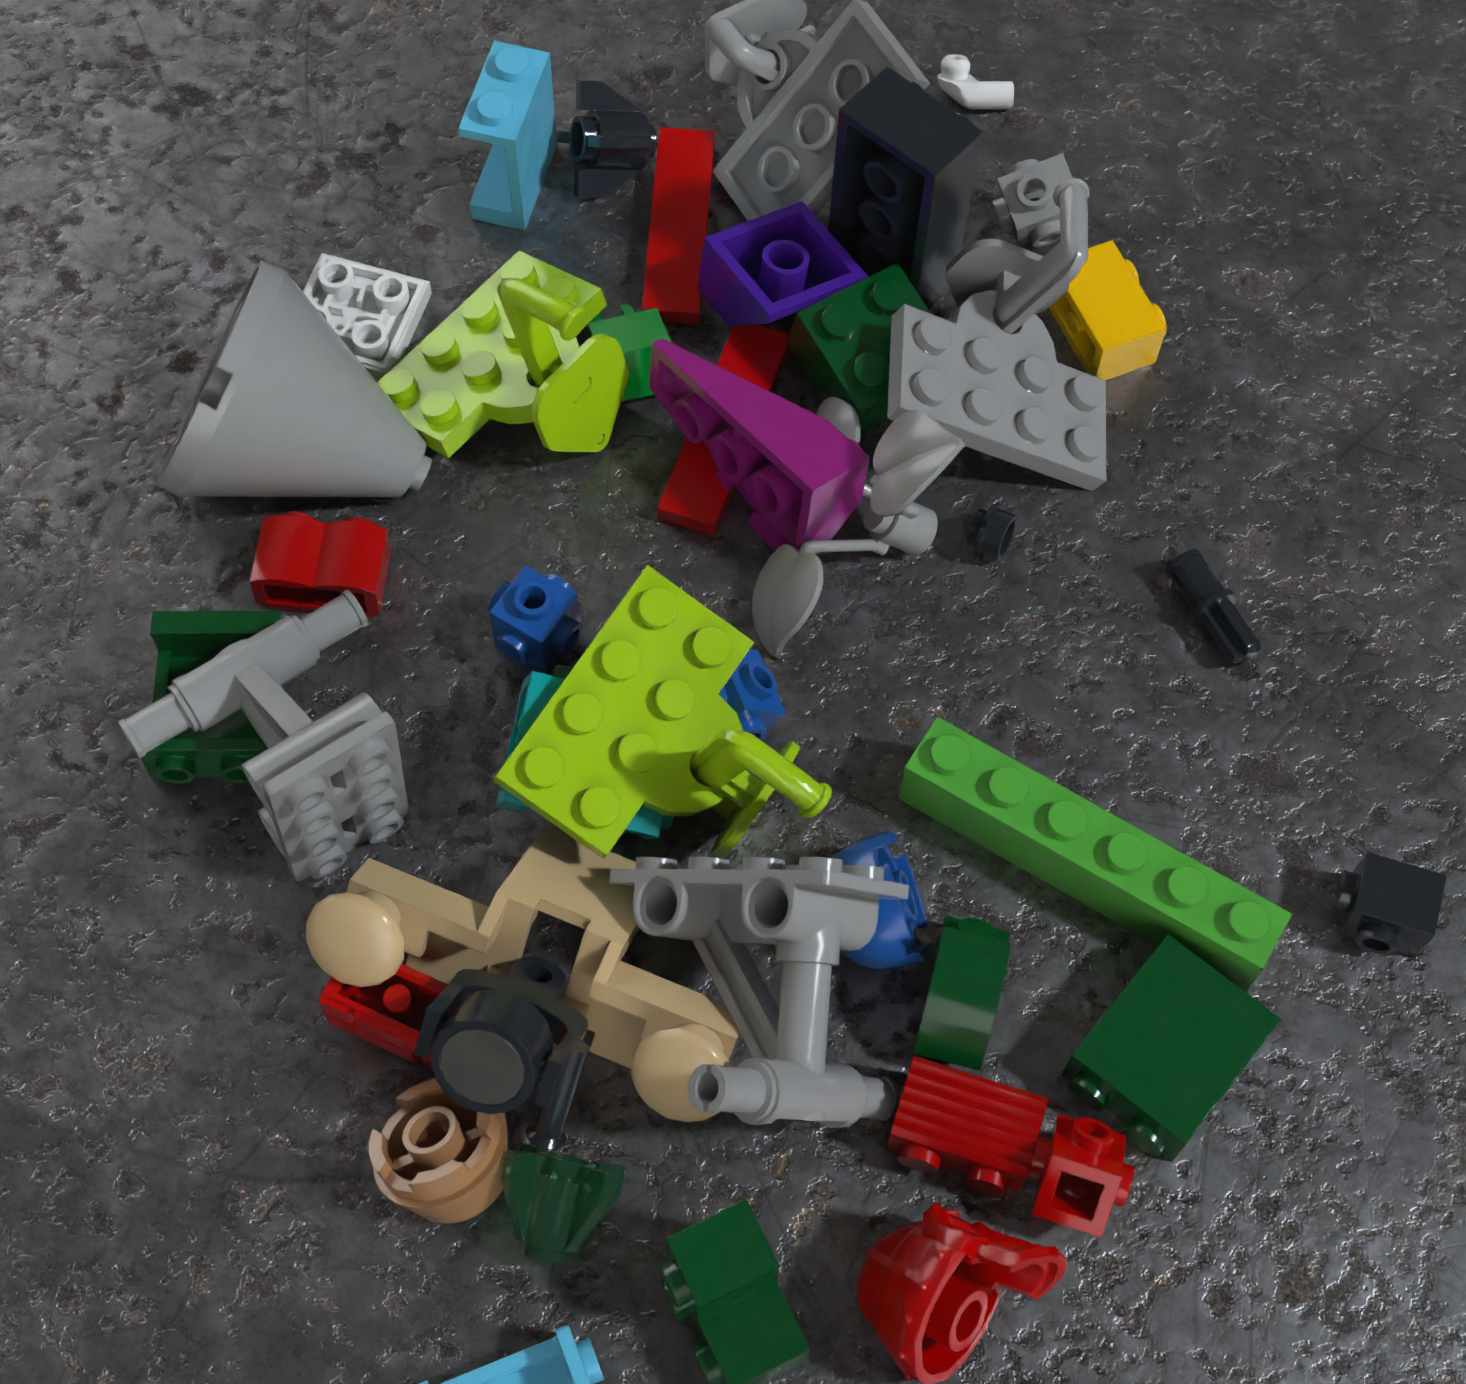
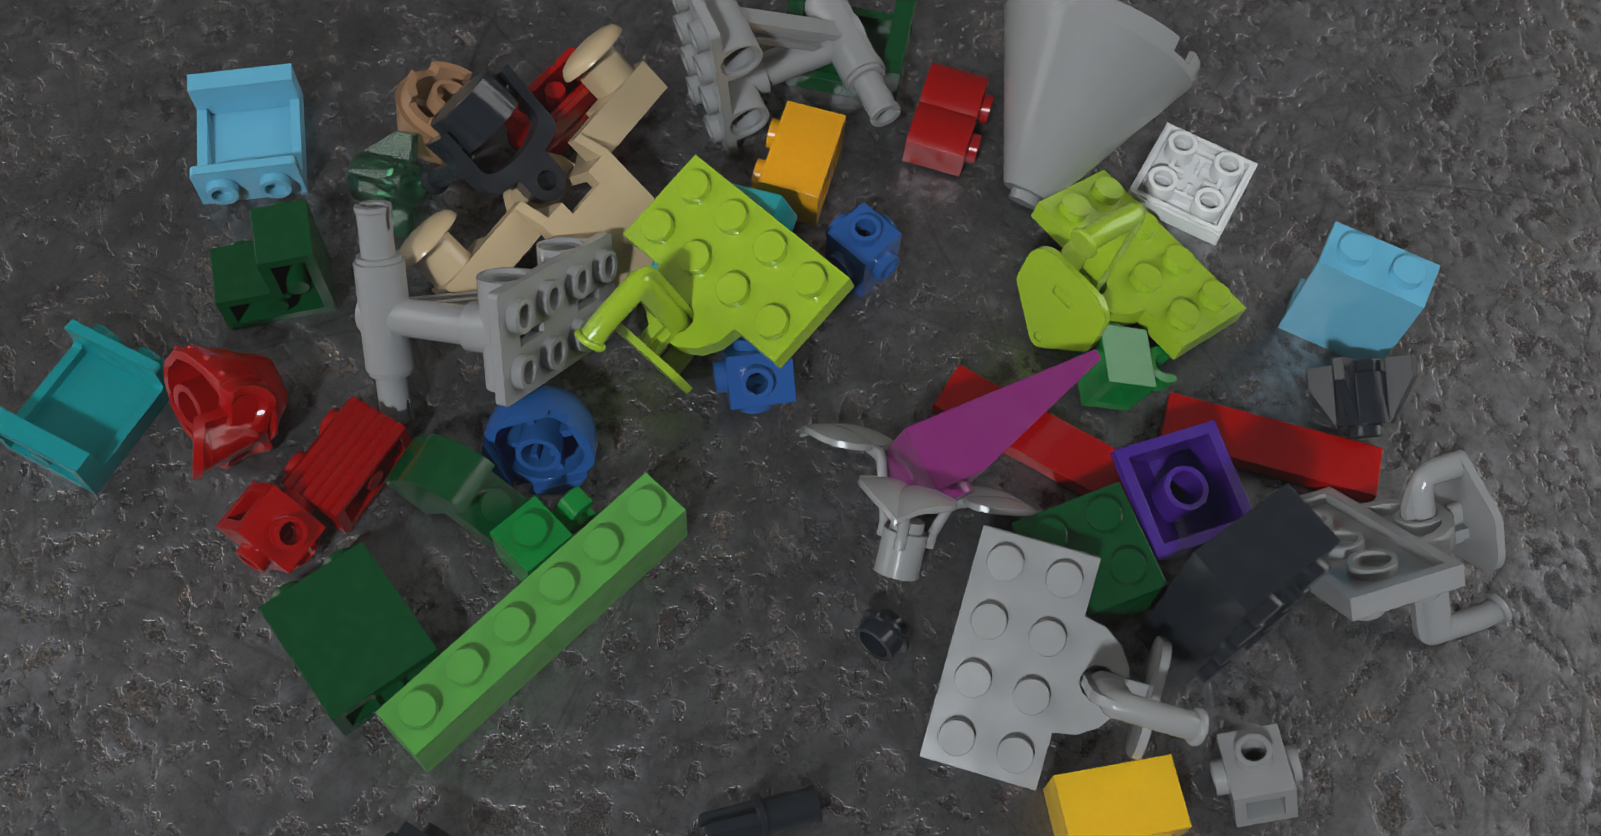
camera: 100 degrees right, 0 degrees up
(436, 702) = (801, 158): none -> light orange brick
(968, 90) = (1425, 759): white arm -> none
(1002, 878) = (536, 534): none -> green brick

